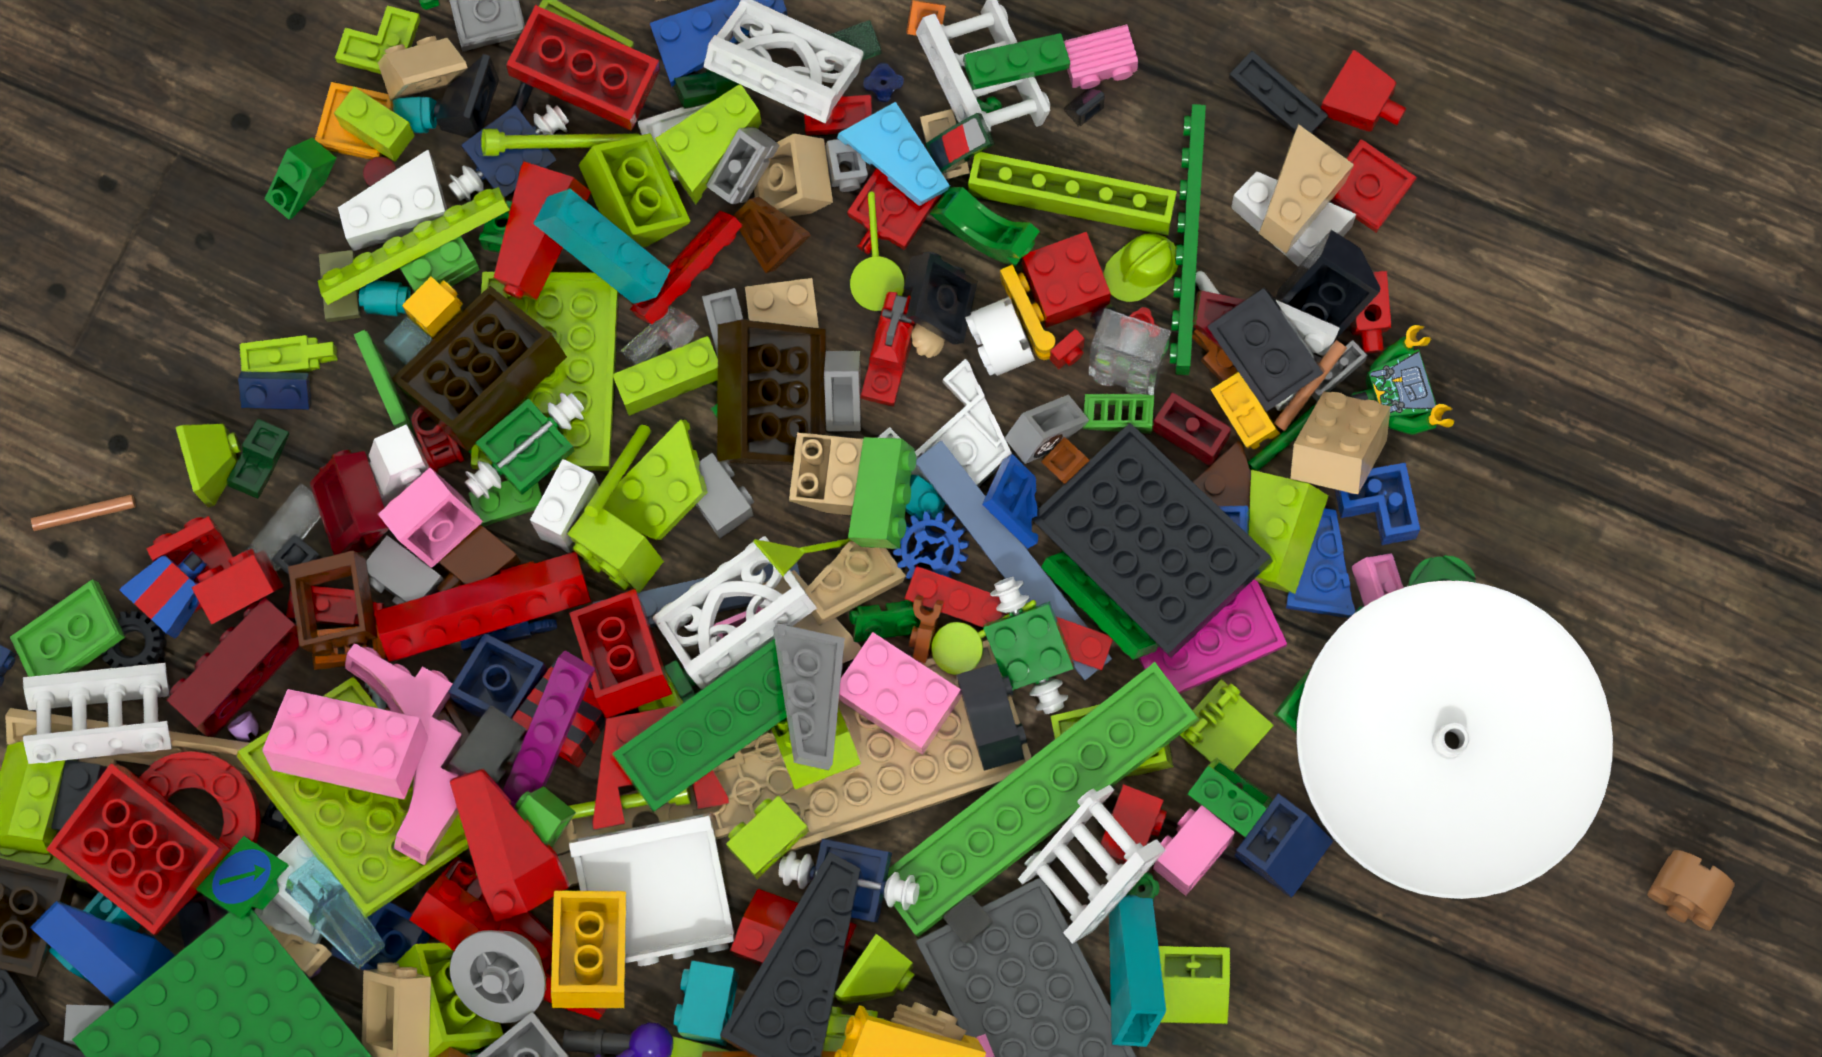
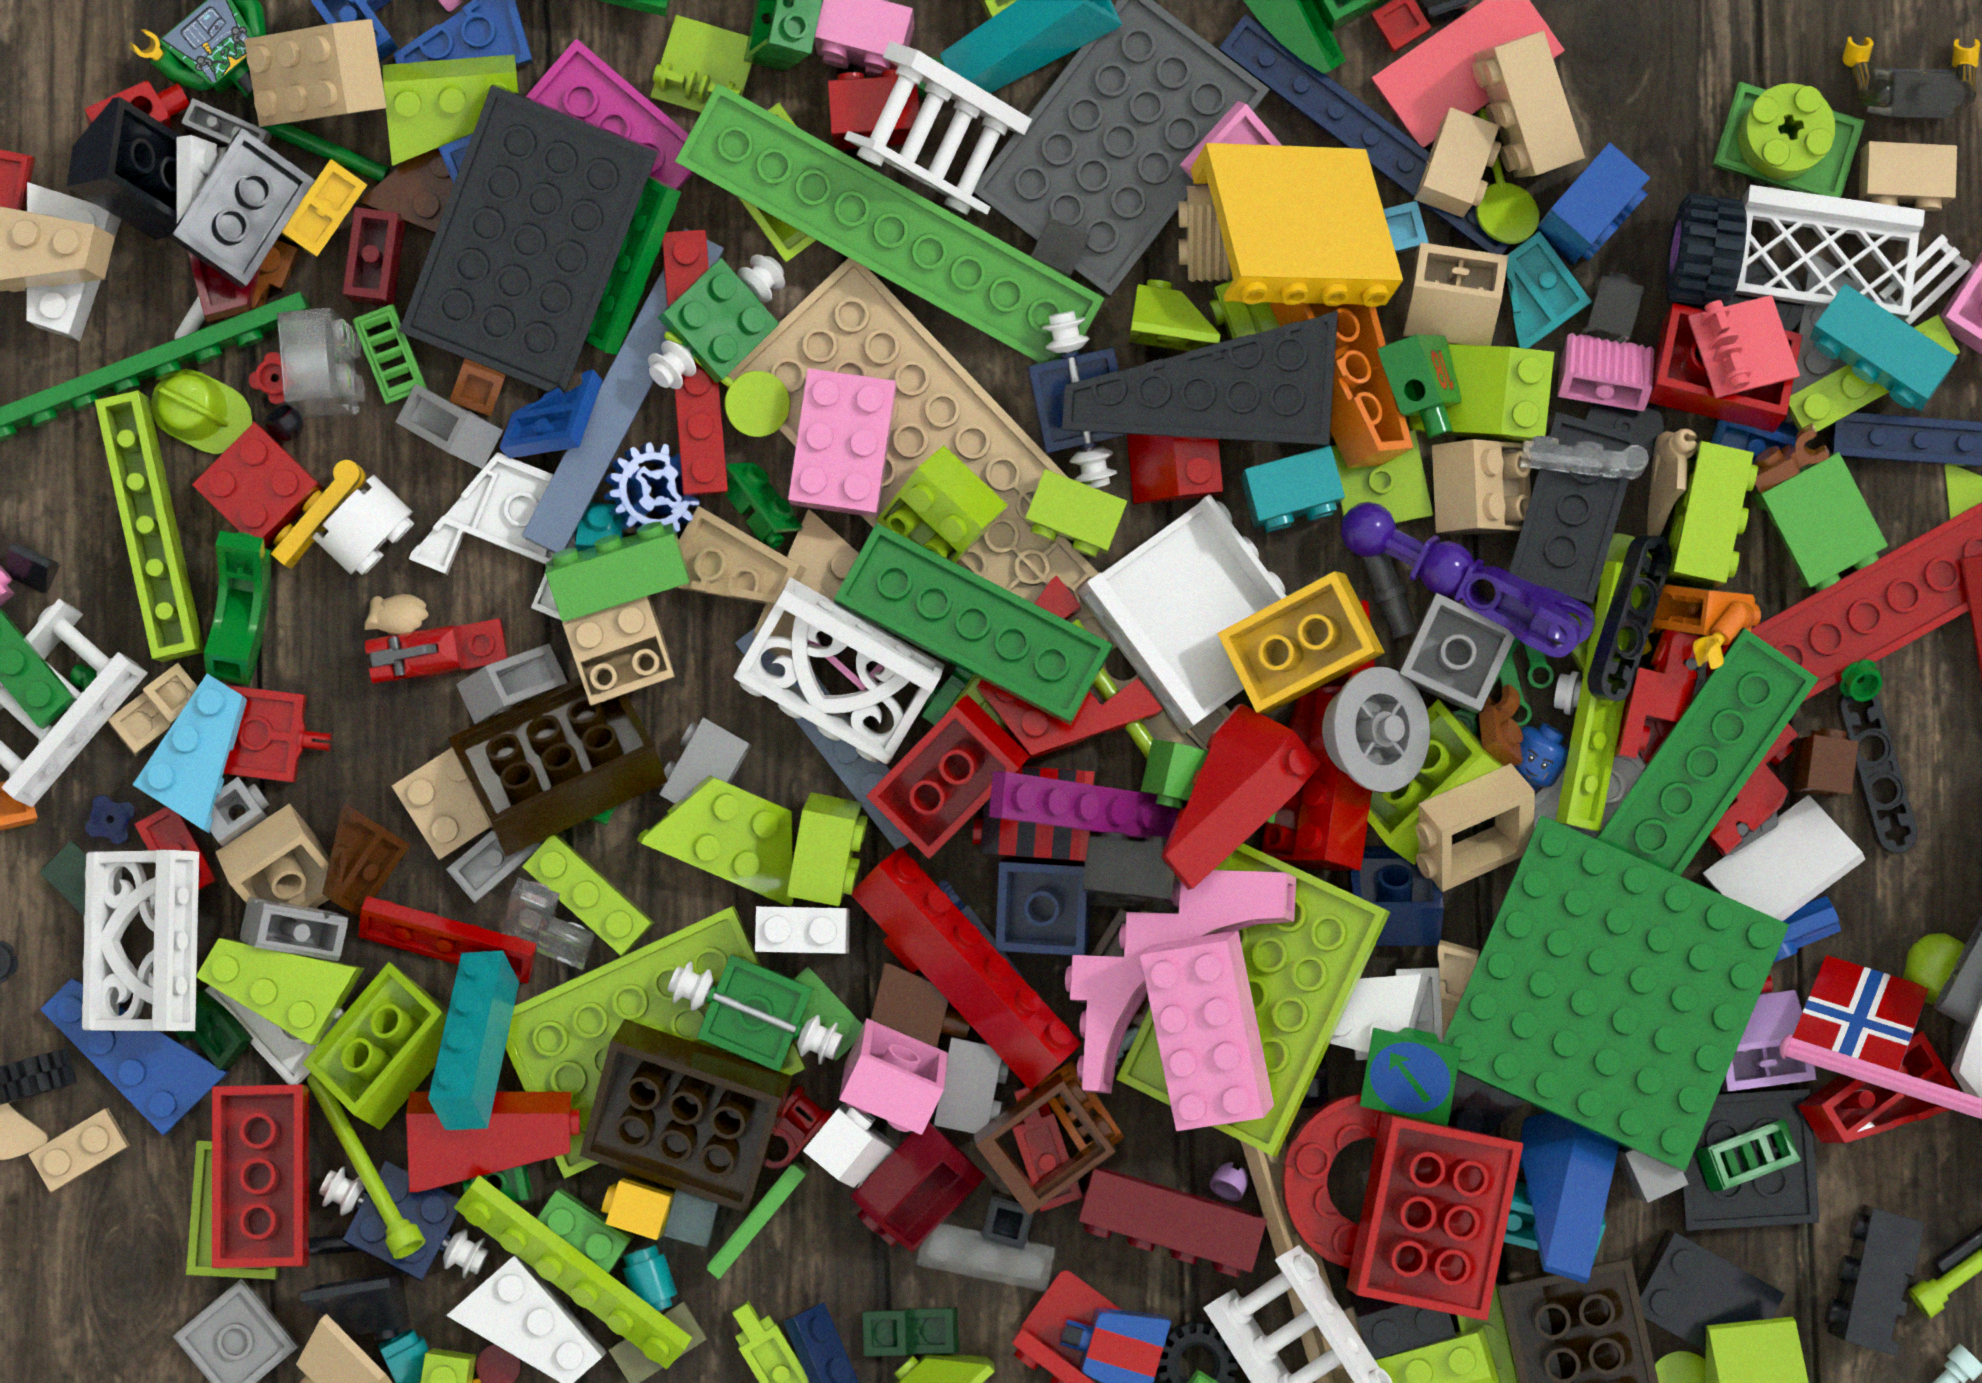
camera: 120 degrees left, 10 degrees up
(231, 589) = (1077, 1265): red brick -> none
(334, 912) = (1400, 948): clear light blue slope -> none
(617, 471) = (733, 890): lime bar -> none
(785, 557) = (746, 641): lime piece -> none
(811, 687) = (889, 532): light grey wing -> none
(876, 274) = (355, 709): lime piece -> none
(922, 636) = (760, 449): dark orange plate -> none
(939, 296) = (347, 618): black plate -> none
(960, 142) = (150, 681): slope -> none
(990, 716) = (819, 325): black brick -> none
(1068, 350) = (343, 444): red plate -> none
(1306, 392) = (290, 152): nougat bar -> none

